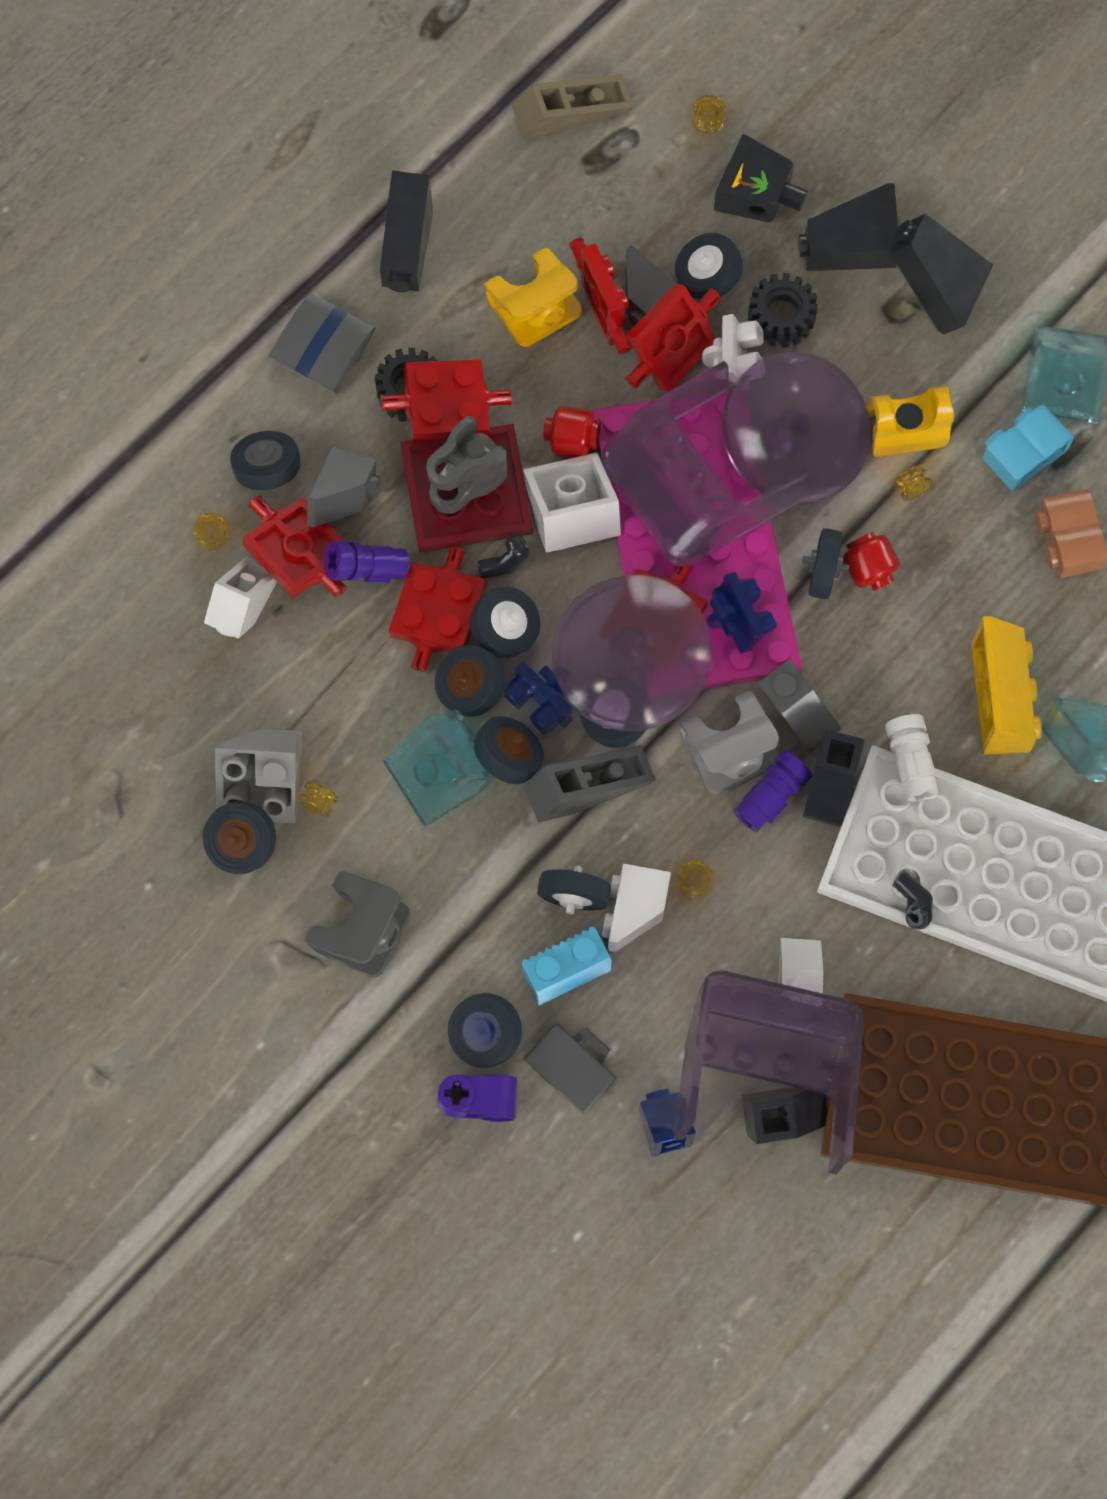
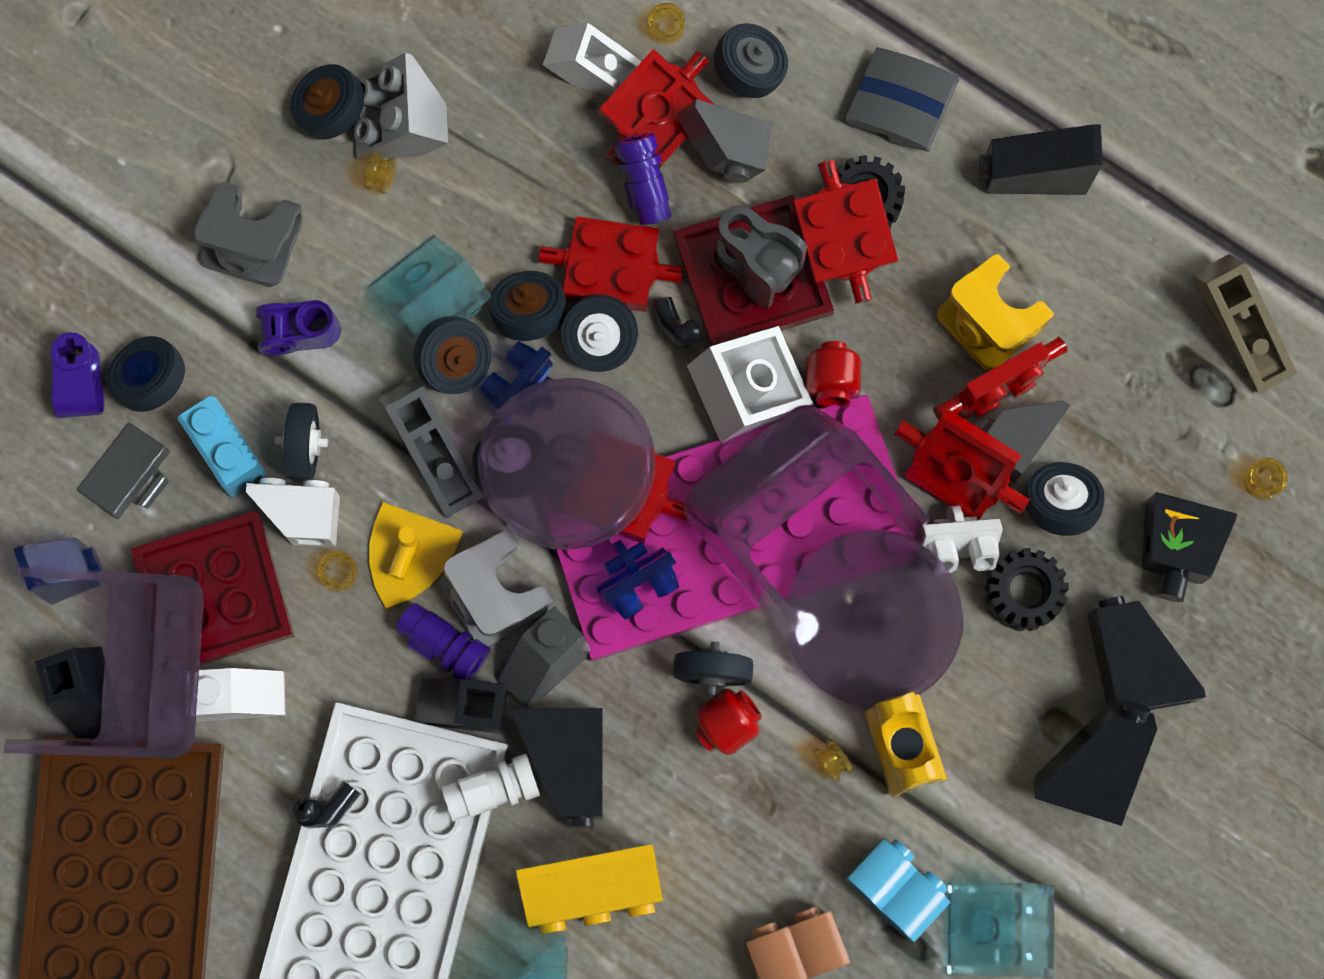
camera: 80 degrees right, 5 degrees up
(457, 896) = (287, 327): none -> dark purple piece
(672, 971) = (237, 580): none -> dark red plate
(683, 818) = (408, 553): none -> yellow shield
(888, 690) = (568, 759): none -> black slope

